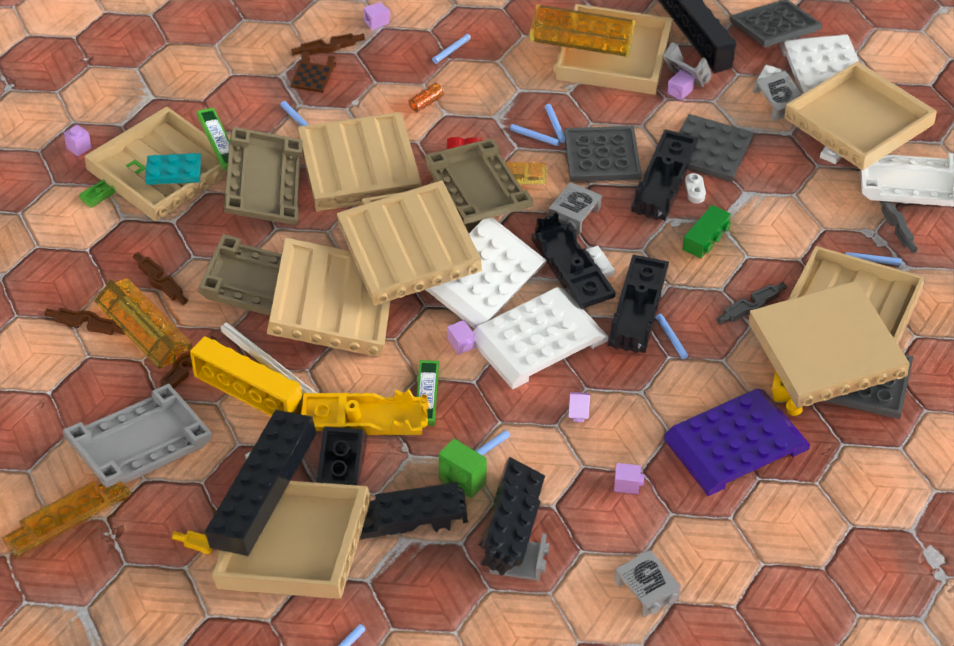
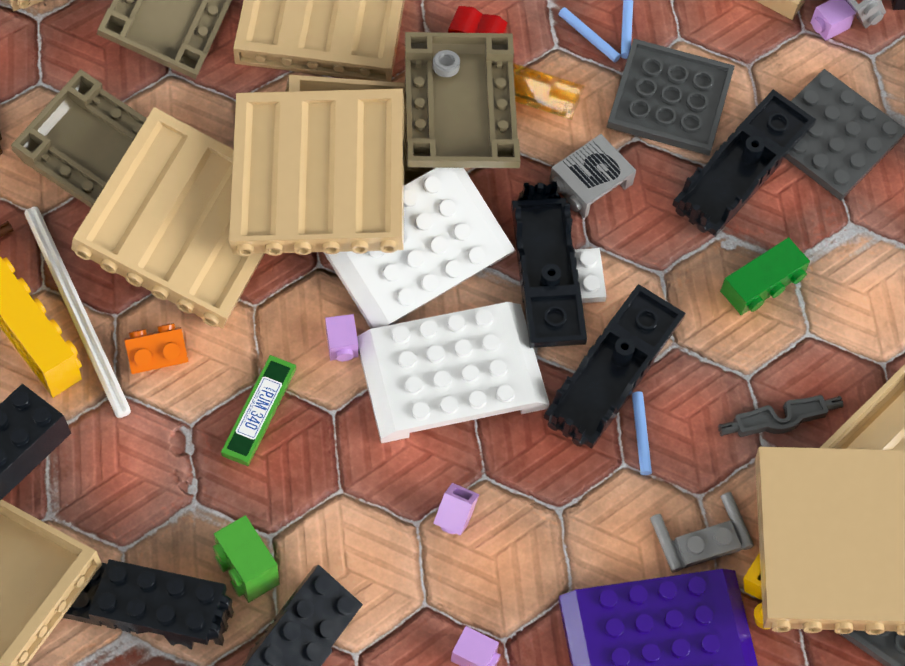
camera: 15 degrees right, 15 degrees up
(341, 456) = (94, 480): black slope -> none
(346, 377) = (155, 349): none -> orange bracket
(368, 412) = (153, 420): yellow piece -> none
(459, 164) = (446, 63): none -> light grey tile
(493, 443) = (302, 528): light blue bar -> none
(695, 188) = (782, 194): white plate -> none
(739, 381) = (704, 543): none -> light grey plate

